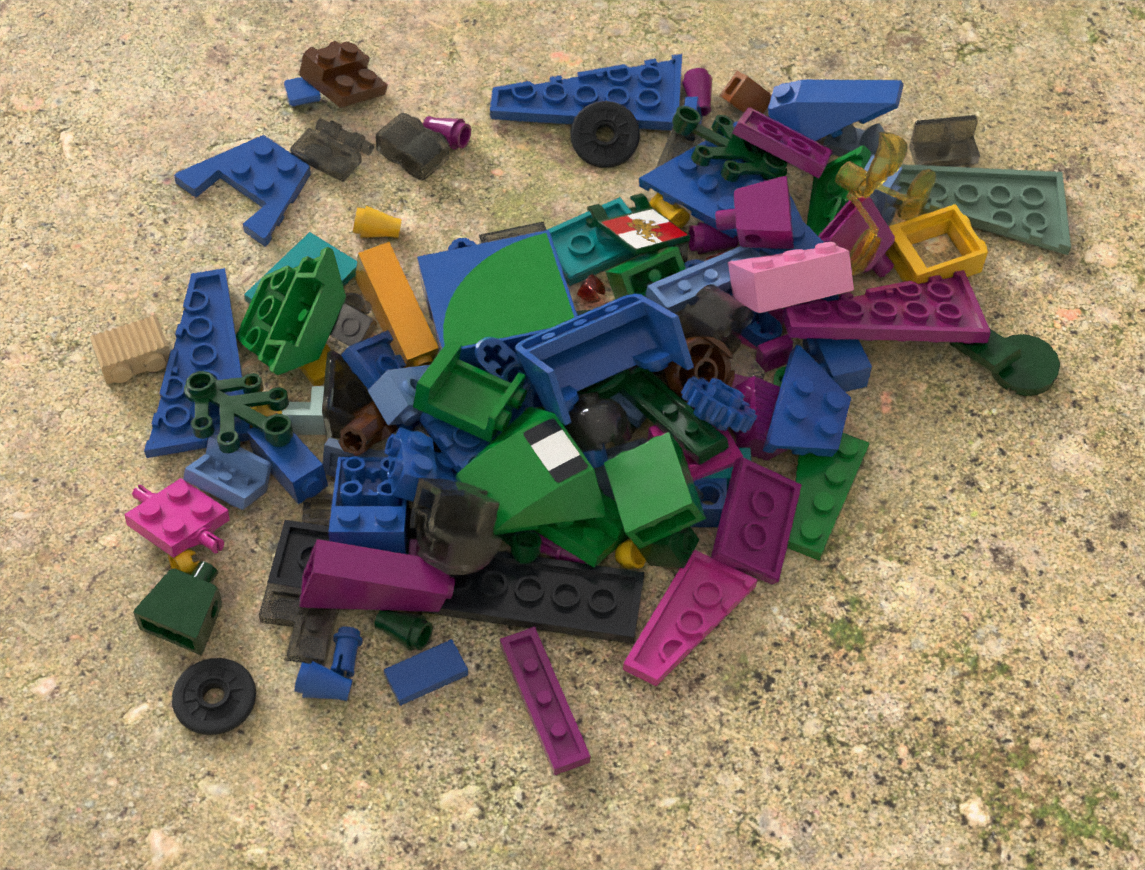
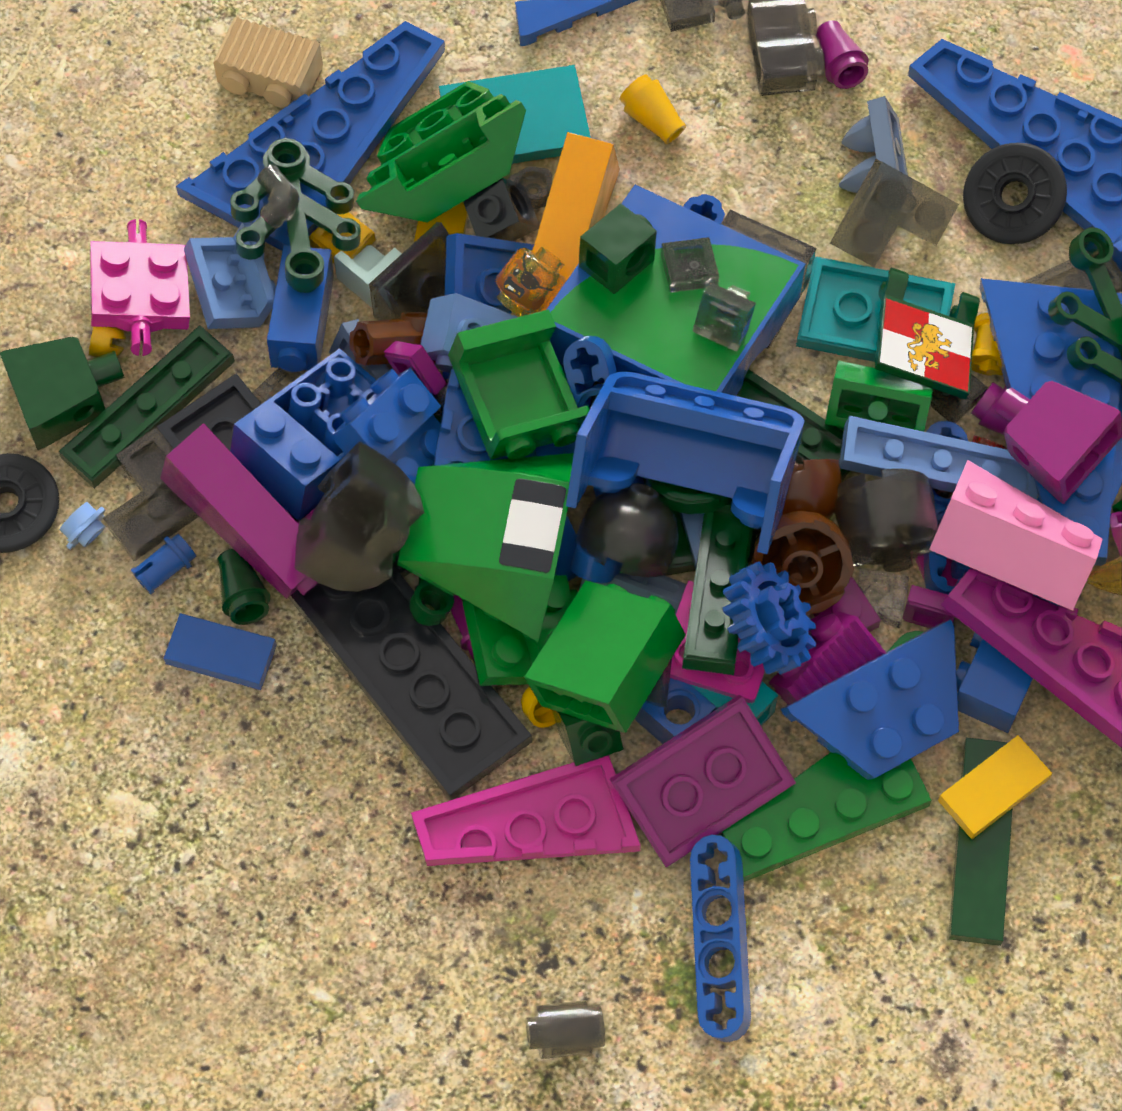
camera: 45 degrees right, 10 degrees up
(222, 400) = (282, 197): none -> clear smoke arm
(245, 581) = (146, 404): none -> dark green tile
(278, 668) = (83, 525): none -> light blue plate
(321, 683) = (109, 576): blue cone -> none
(390, 424) = (414, 356): none -> magenta tile
(414, 342) = (530, 281): none -> clear yellow head
(450, 286) = (617, 248): none -> dark green brick
(493, 270) = (689, 264): none -> clear smoke tile
(528, 167) = (878, 134): none -> sand blue tile
(543, 276) = (724, 315): none -> clear smoke tile
(545, 701) = (299, 782): magenta plate -> none
(552, 178) = (890, 201): none -> clear smoke plate
(589, 289) = (808, 369): clear red hinge -> none
(816, 702) = (565, 1029): none -> clear smoke brick
(846, 587) = (712, 938): none -> blue beam
(894, 410) = (995, 787): none -> yellow tile
(912, 443) = (980, 867): none -> dark green tile

